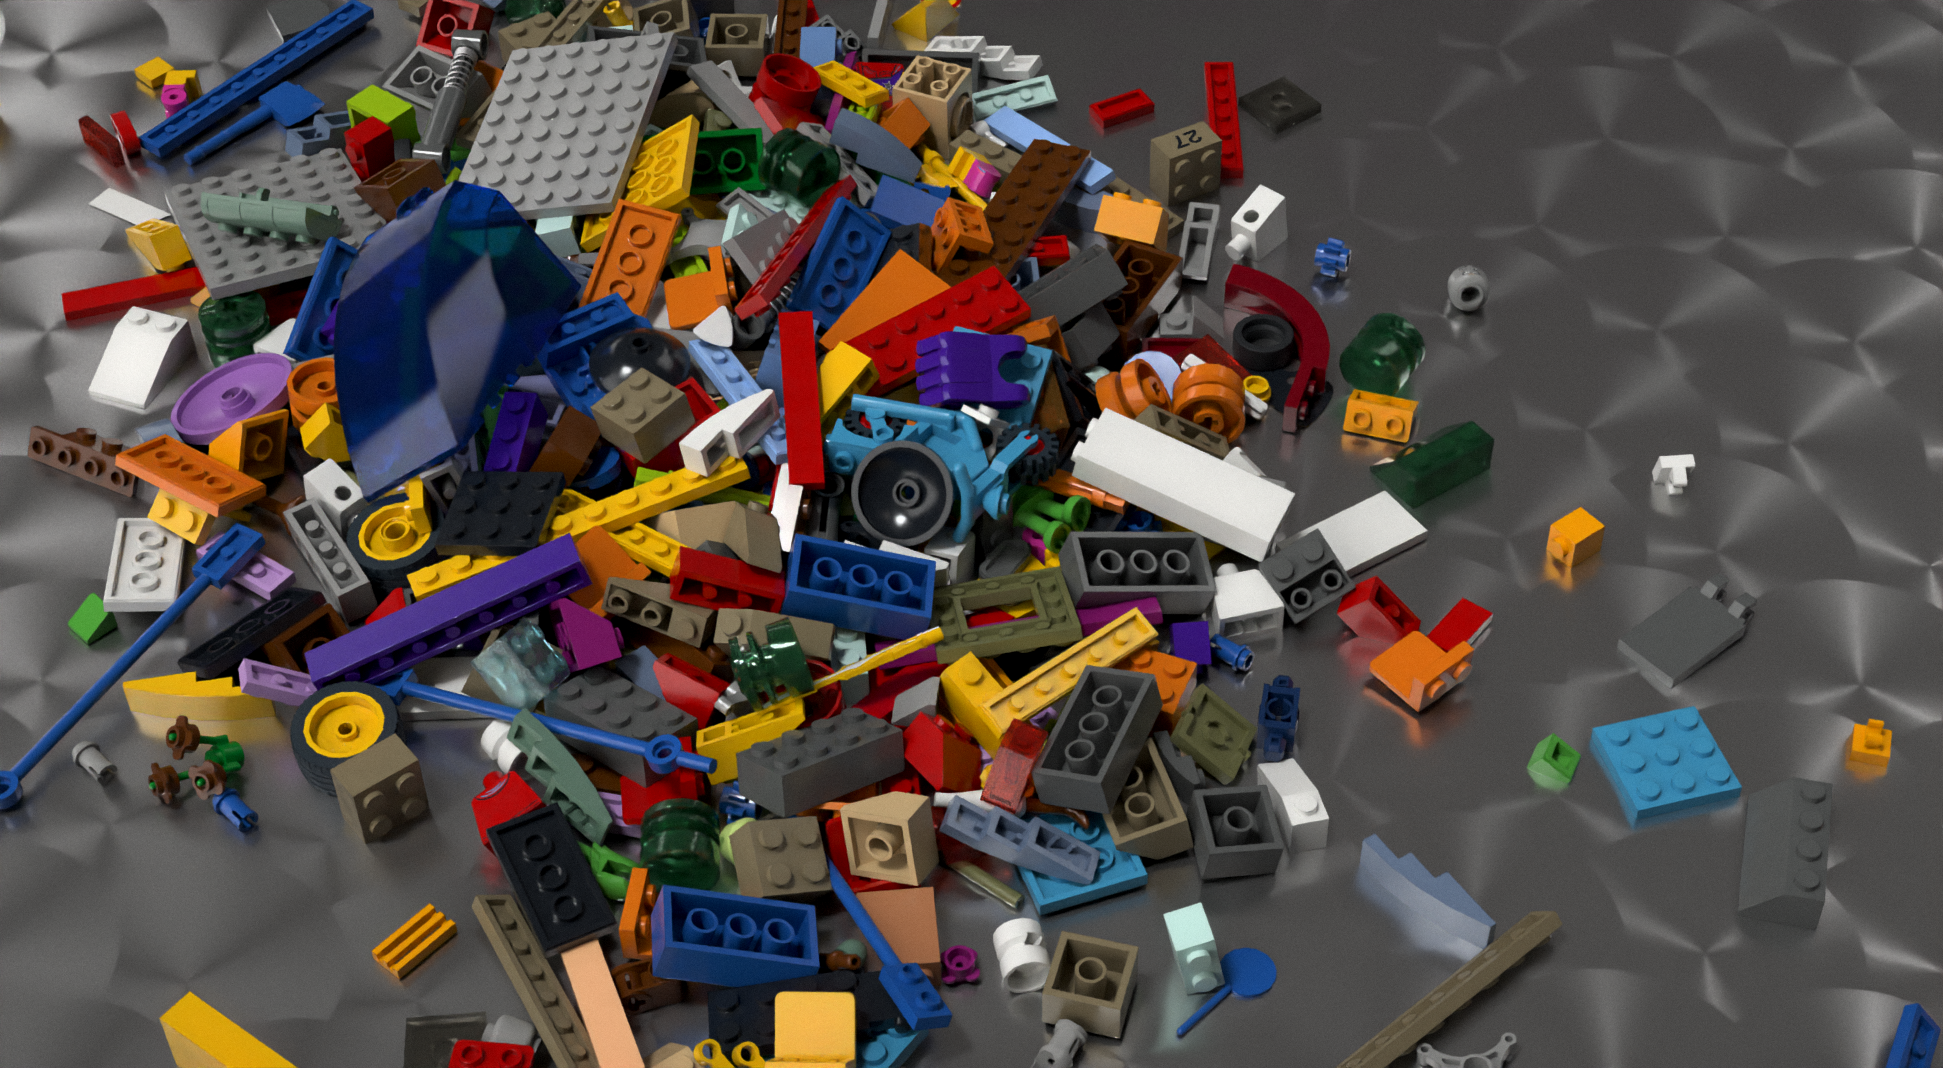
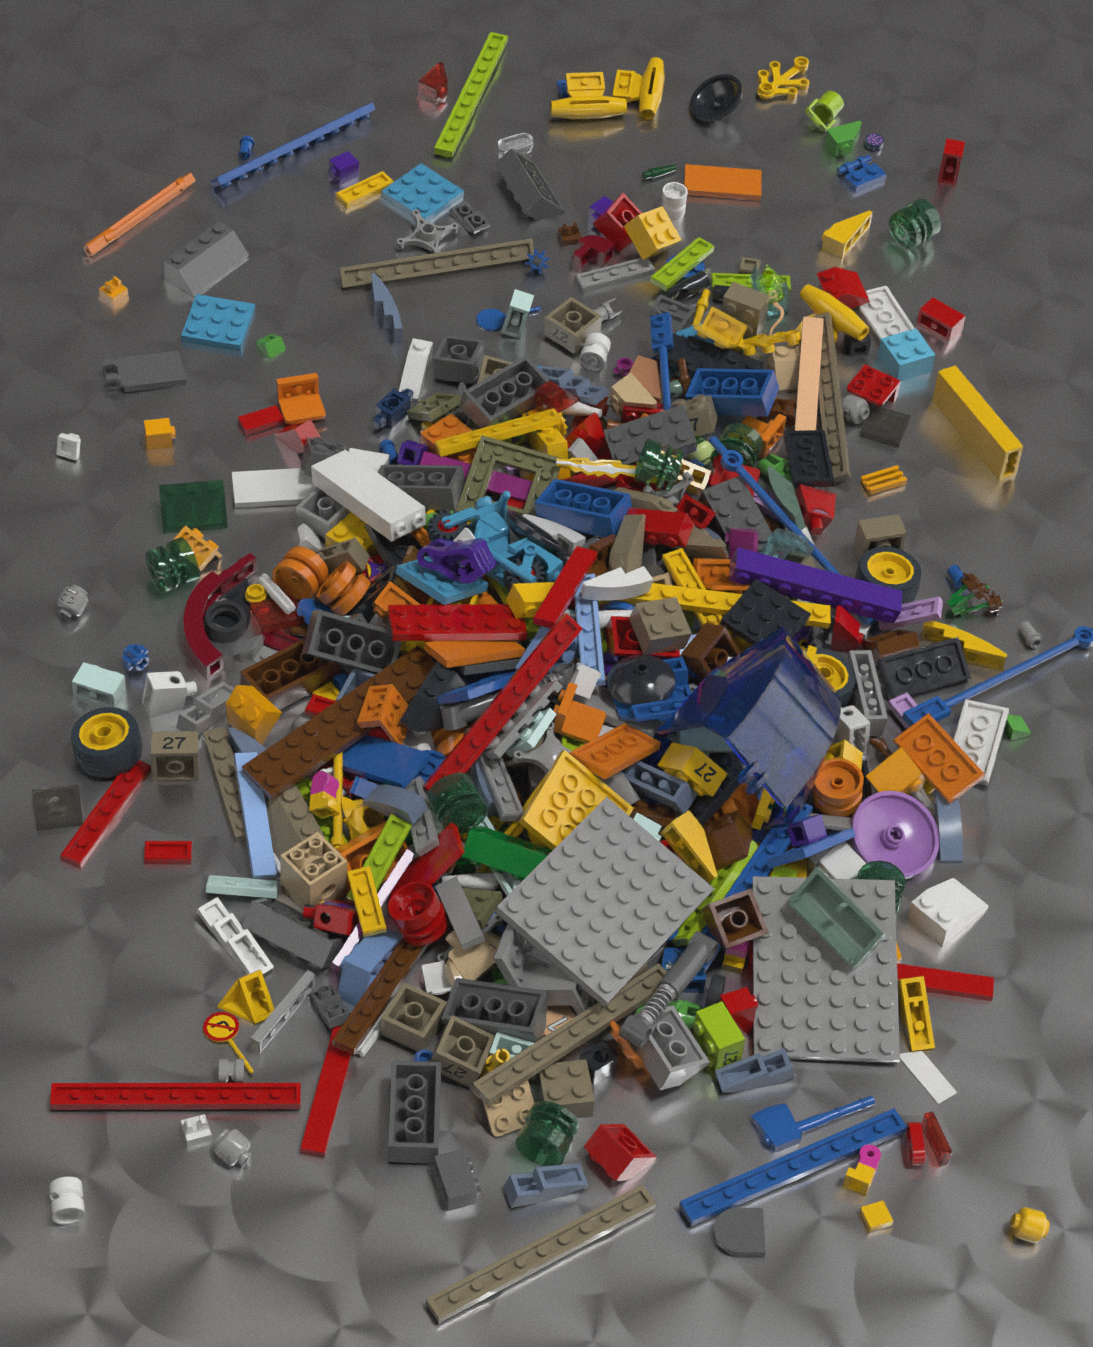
camera: 160 degrees left, 5 degrees up
(83, 455) = (993, 845): reddish brown bracket -> none
(1277, 152) = (106, 742): none -> black wheel
(1347, 217) = (98, 685): none -> light aqua brick

